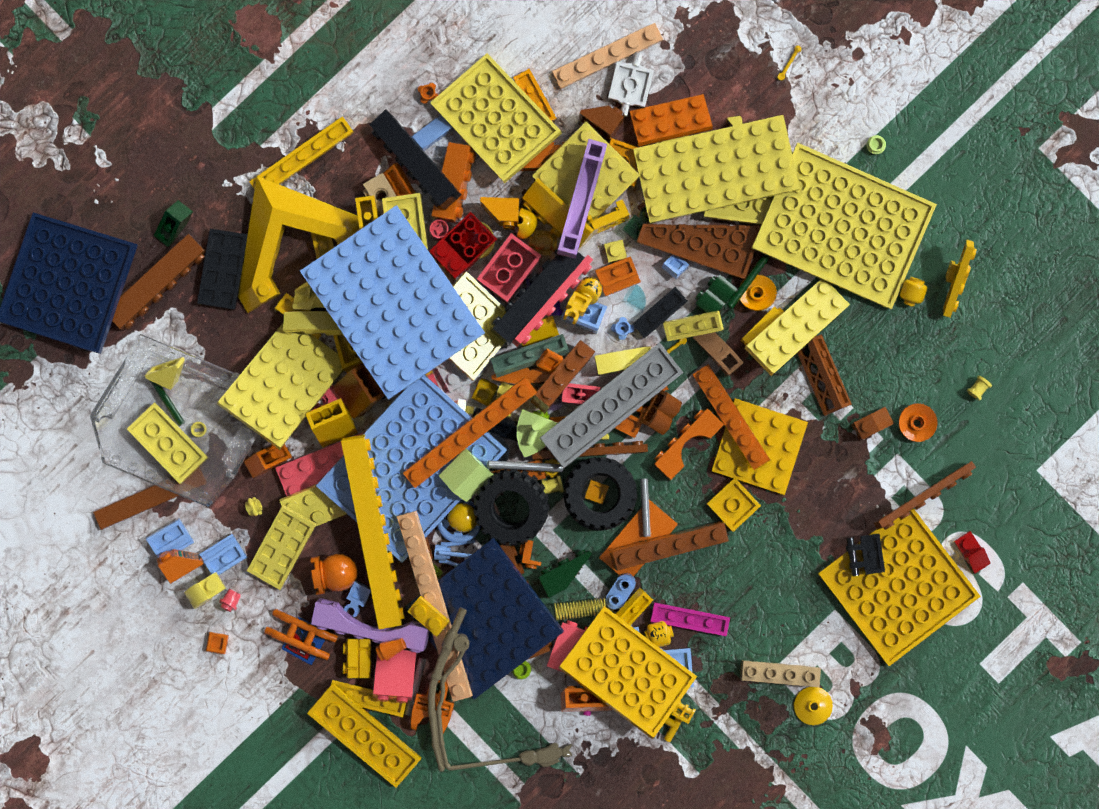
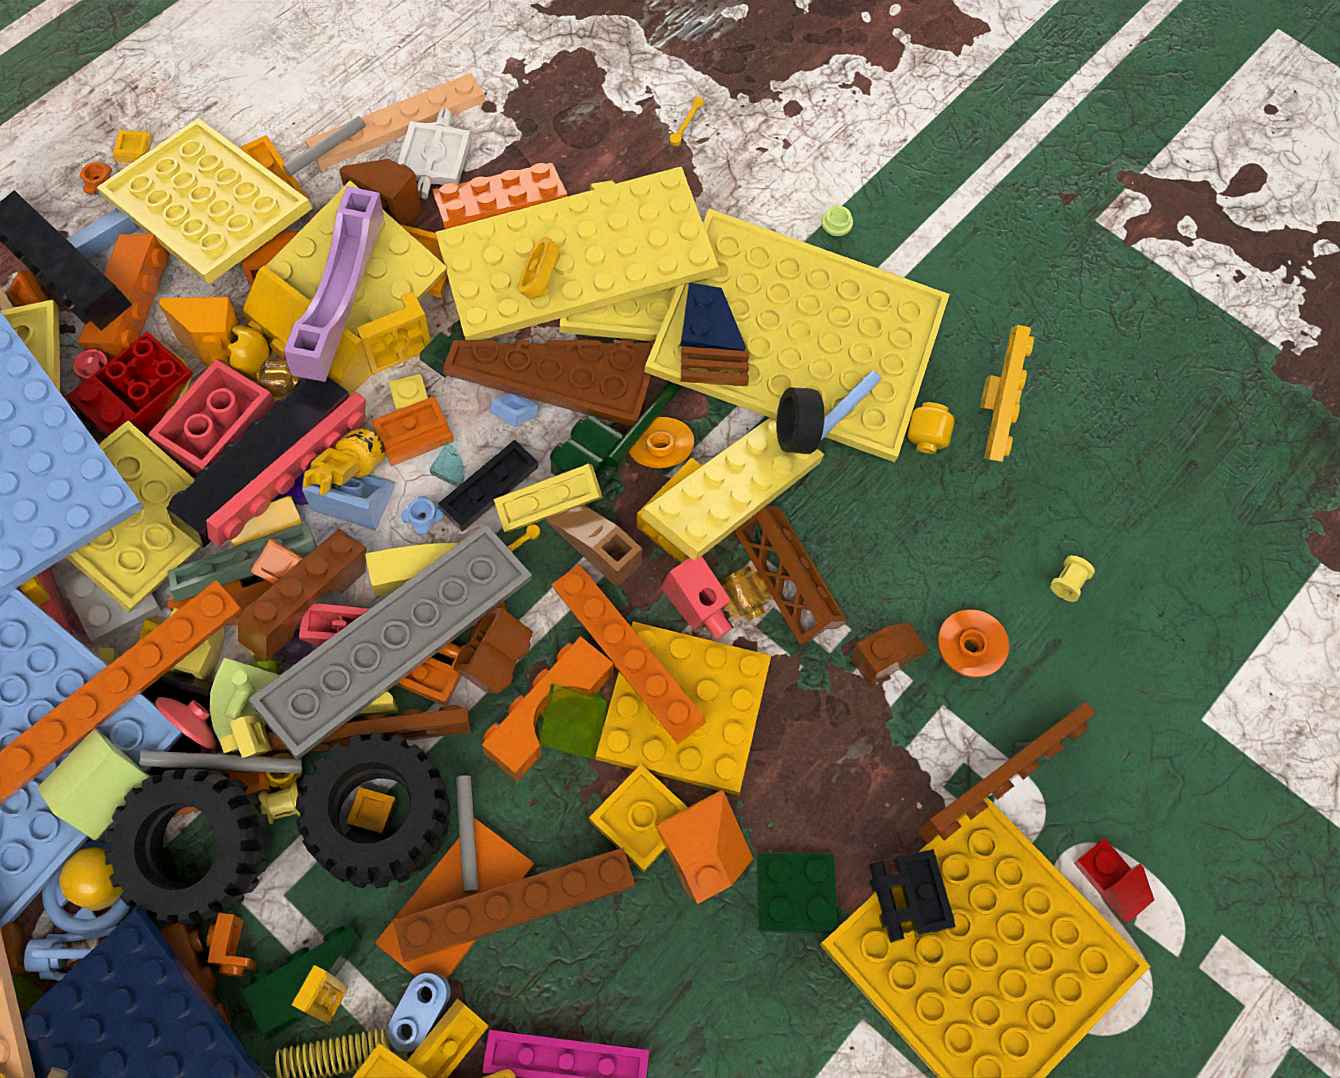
camera: 10 degrees left, 20 degrees down
(446, 69) = (131, 145): none -> yellow tile
(507, 442) = (189, 720): none -> coral dish
(538, 454) = (247, 737): none -> light yellow tile
(564, 81) = (323, 146): none -> light grey bar
(578, 583) = (320, 995): none -> yellow tile
(694, 186) = (538, 268): none -> yellow plate
(701, 453) = (572, 722): none -> clear neon green piece
(765, 523) = (705, 846): none -> orange slope
(766, 385) = (695, 583): none -> coral torso
(791, 221) = (709, 320): none -> dark blue wing
(797, 387) = (746, 594): none -> clear yellow head
(808, 252) = (715, 361): none -> dark orange tile
(808, 547) = (796, 893): none -> dark green plate
(837, 292) = (800, 420): none -> black tyre
(864, 278) = (850, 401): none -> light blue bar

